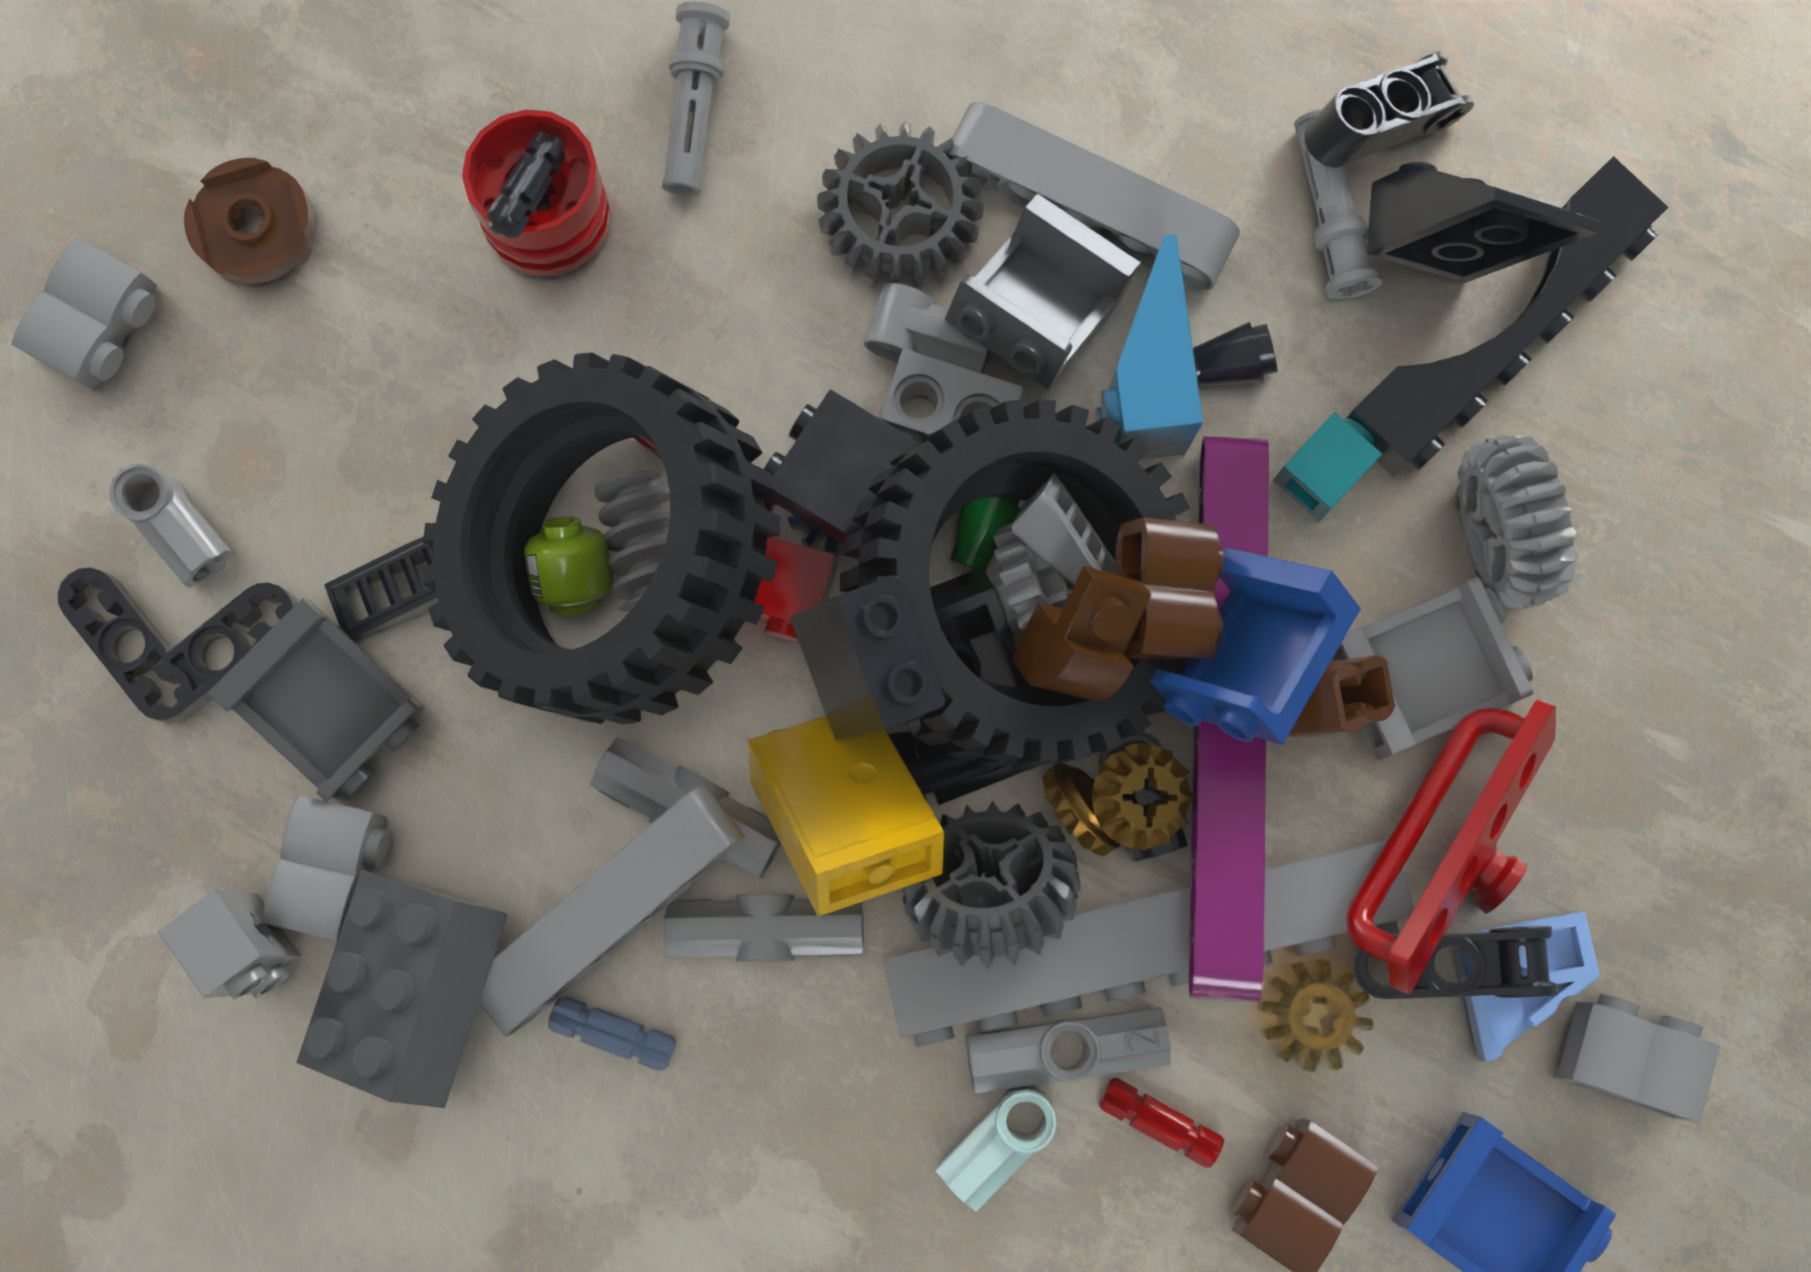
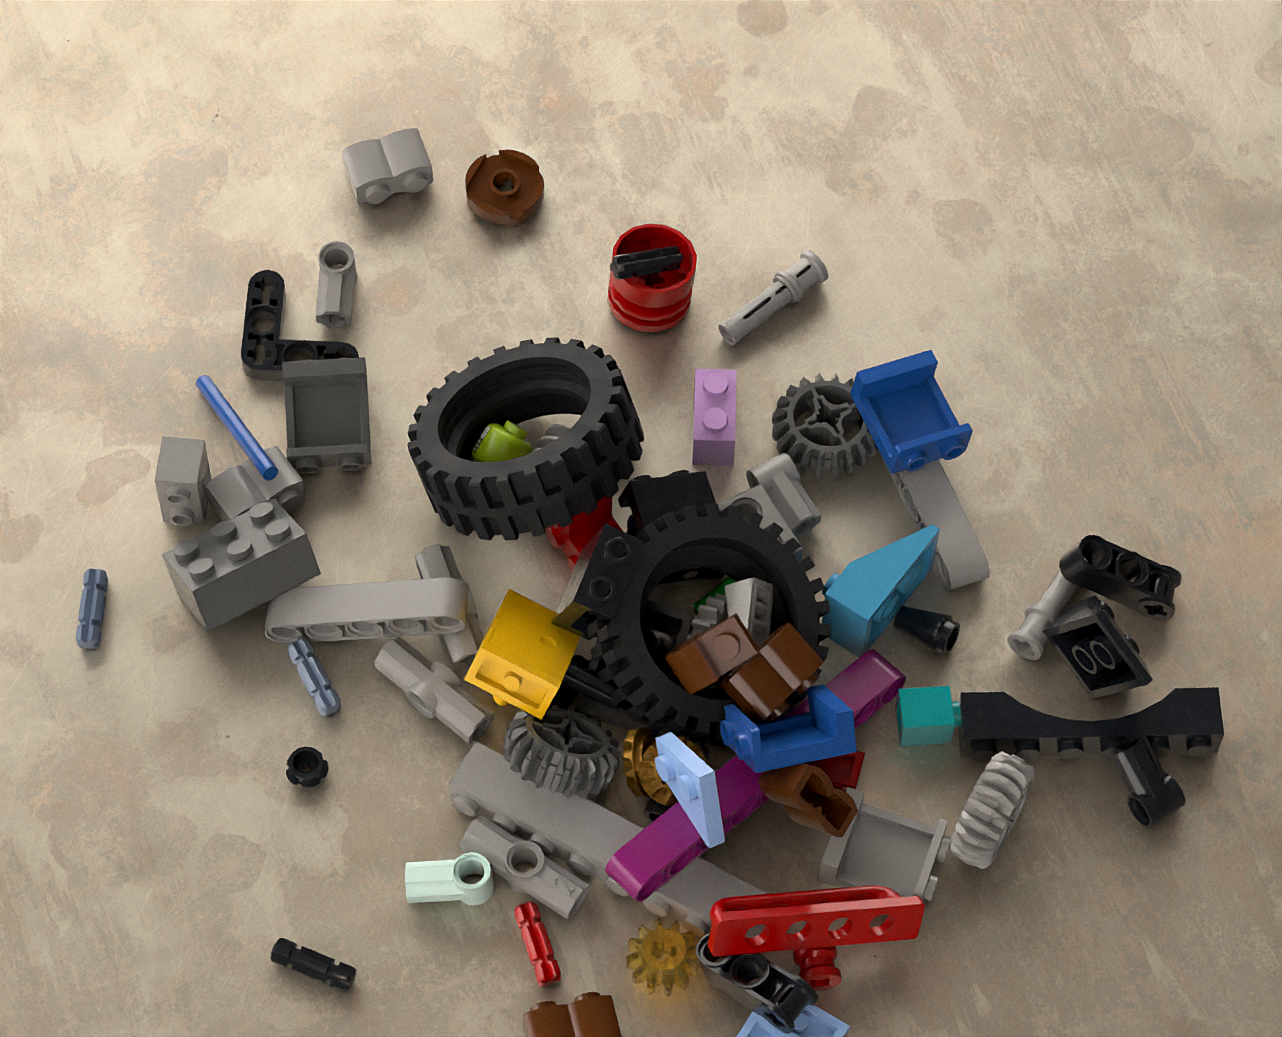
camera: 40 degrees right, 20 degrees down
(230, 815) = (237, 427): none -> bar
(271, 1186) = (91, 608): none -> sand blue axle
(383, 568) = (411, 385): black slope -> none
(692, 1158) = (306, 757): none -> black plate
(766, 305) = (714, 417): none -> lavender brick
(995, 116) = (909, 413): none -> blue panel
(1042, 292) = (851, 516): dark grey panel -> none
(1210, 817) = (692, 785): none -> light blue wing
(1637, 337) = (1151, 790): none -> black piece

